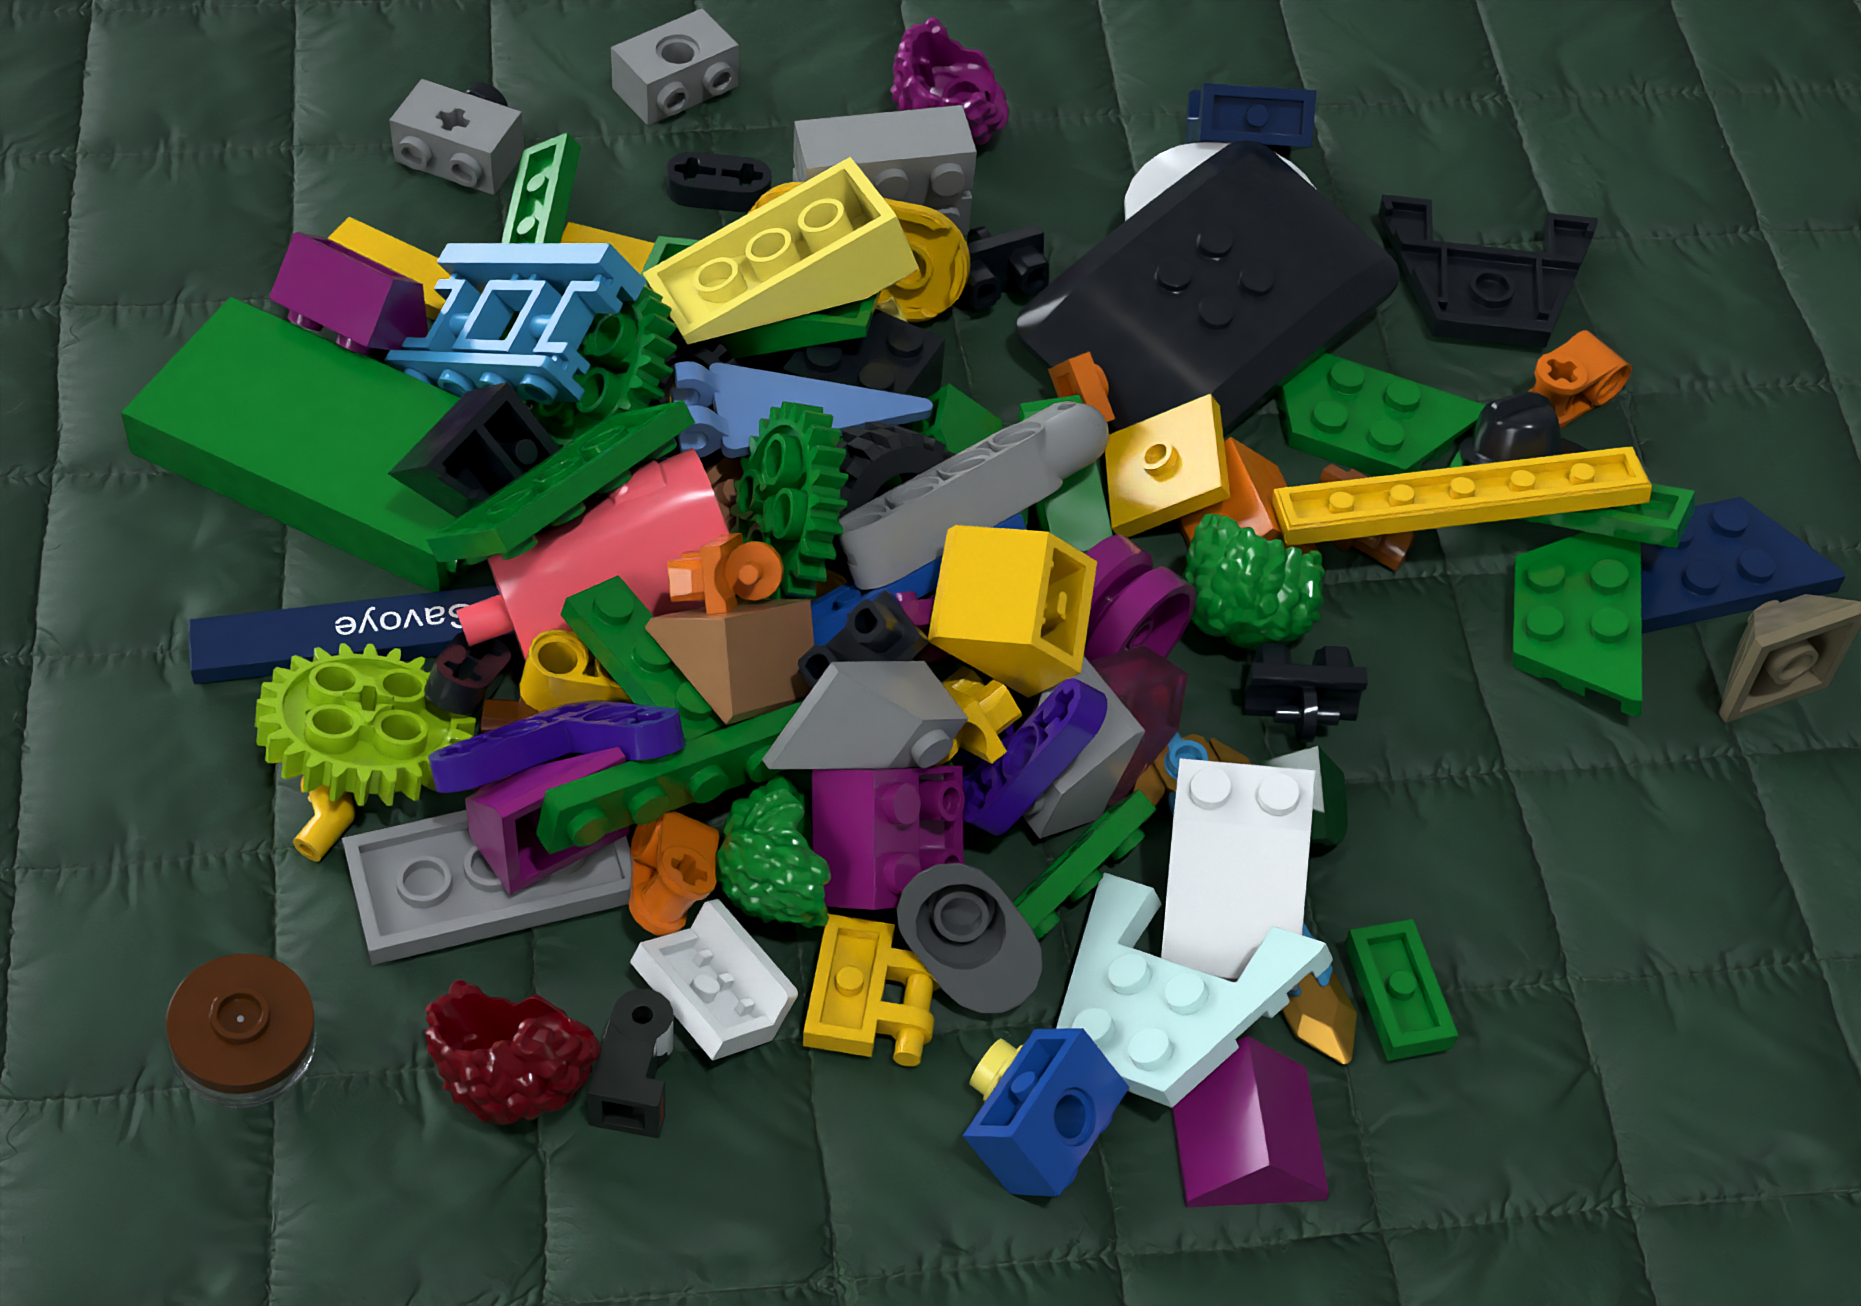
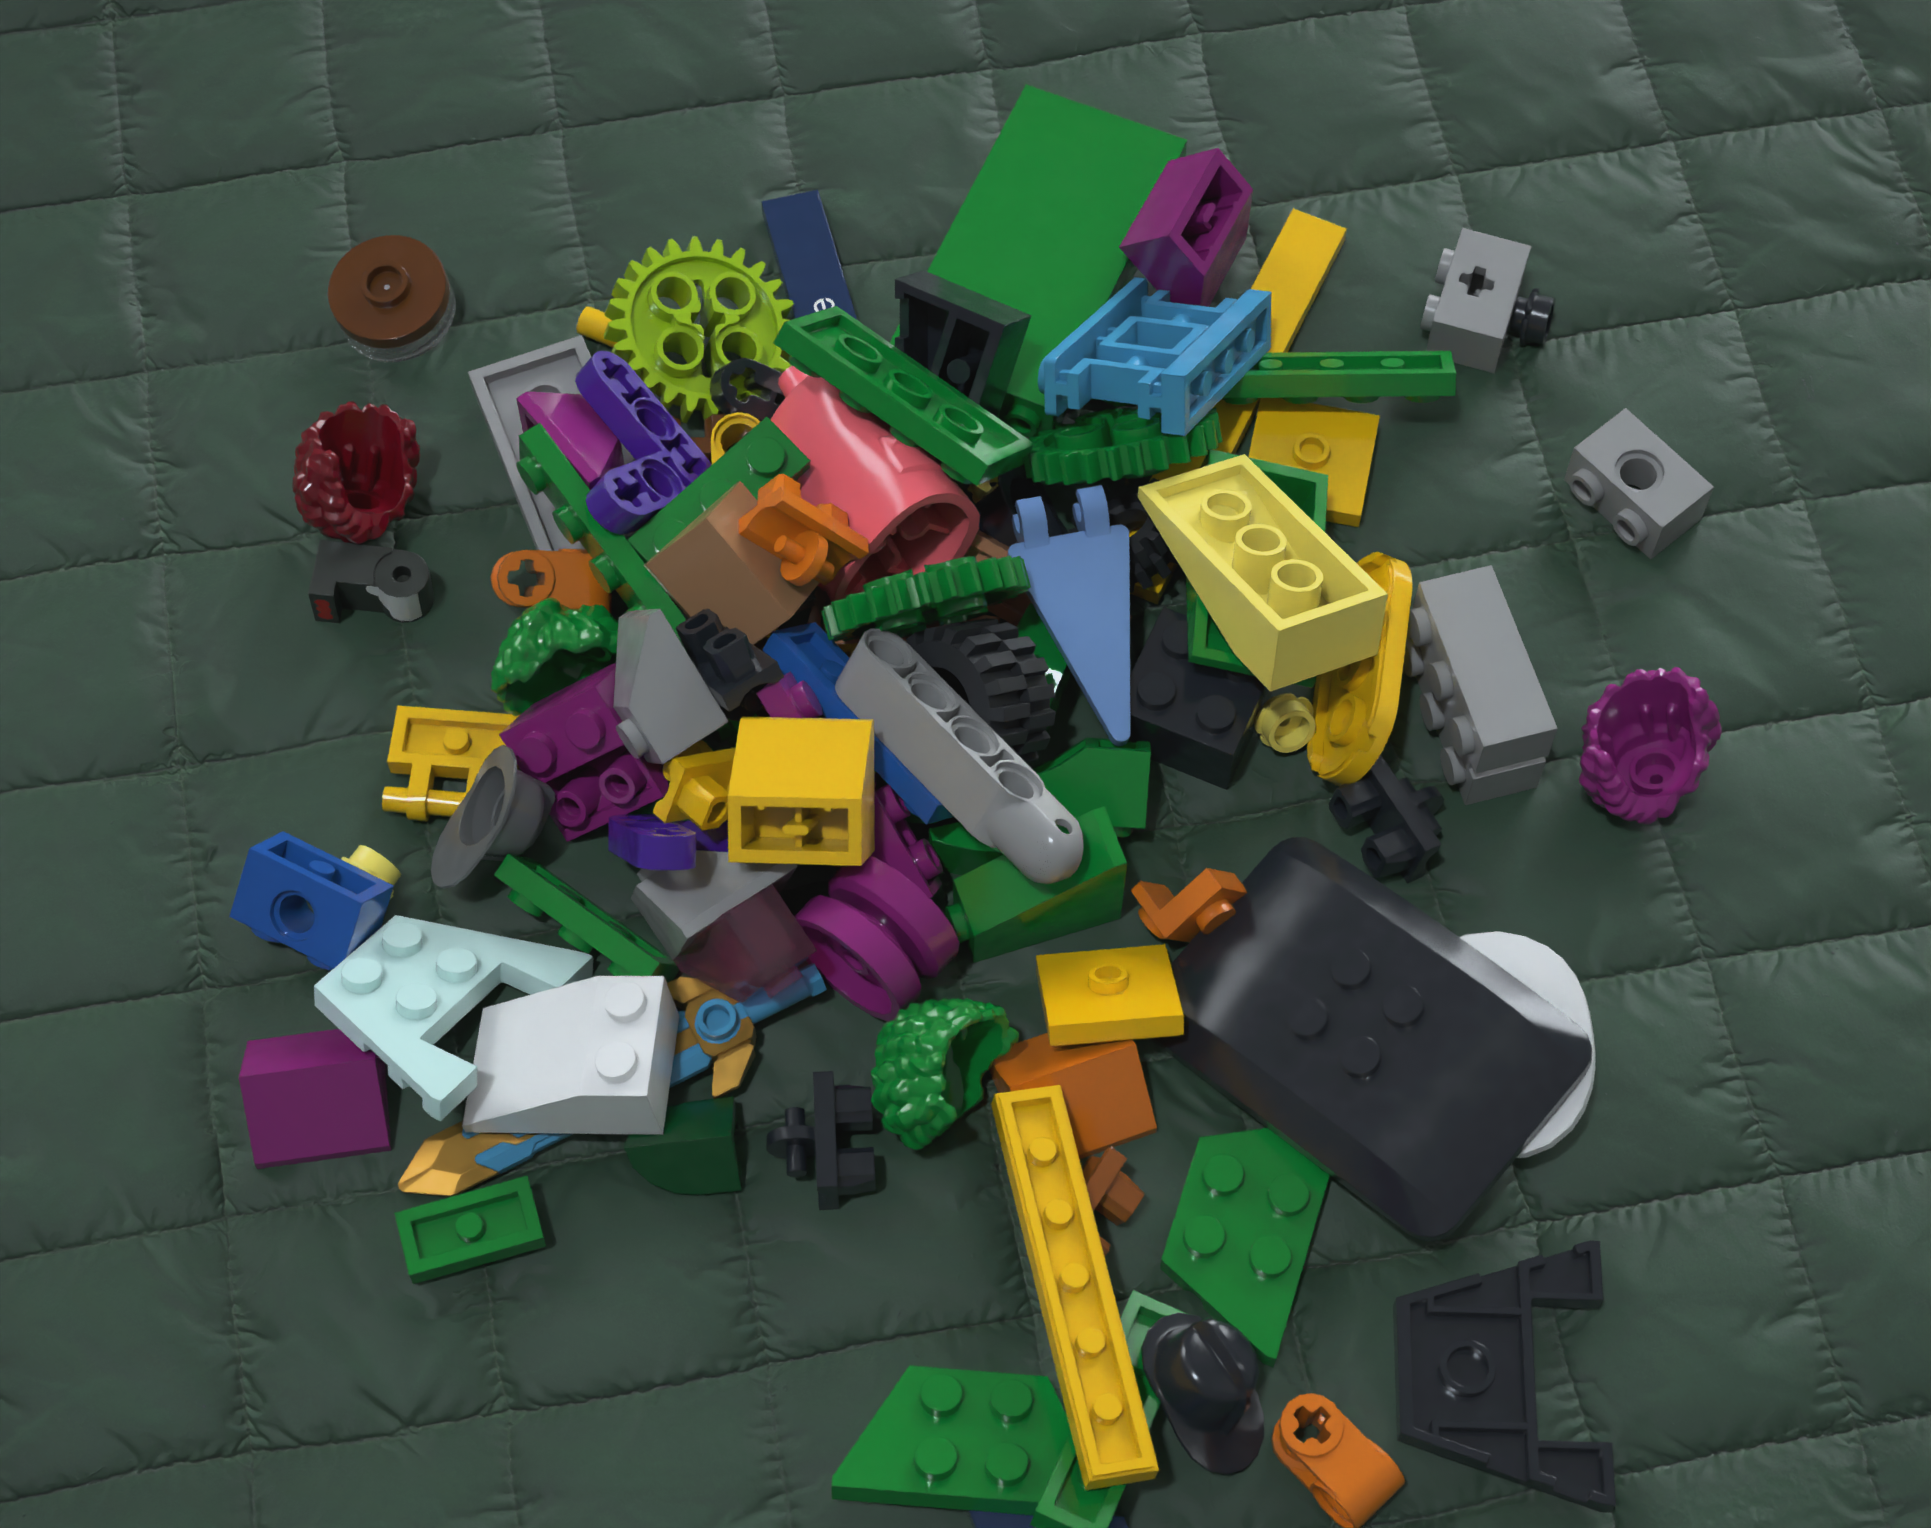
camera: 90 degrees right, 10 degrees up
(716, 181) = (1491, 548): black beam -> none
(718, 982) = (444, 631): white bracket -> none
(1253, 113) = (1659, 1072): dark blue panel -> none

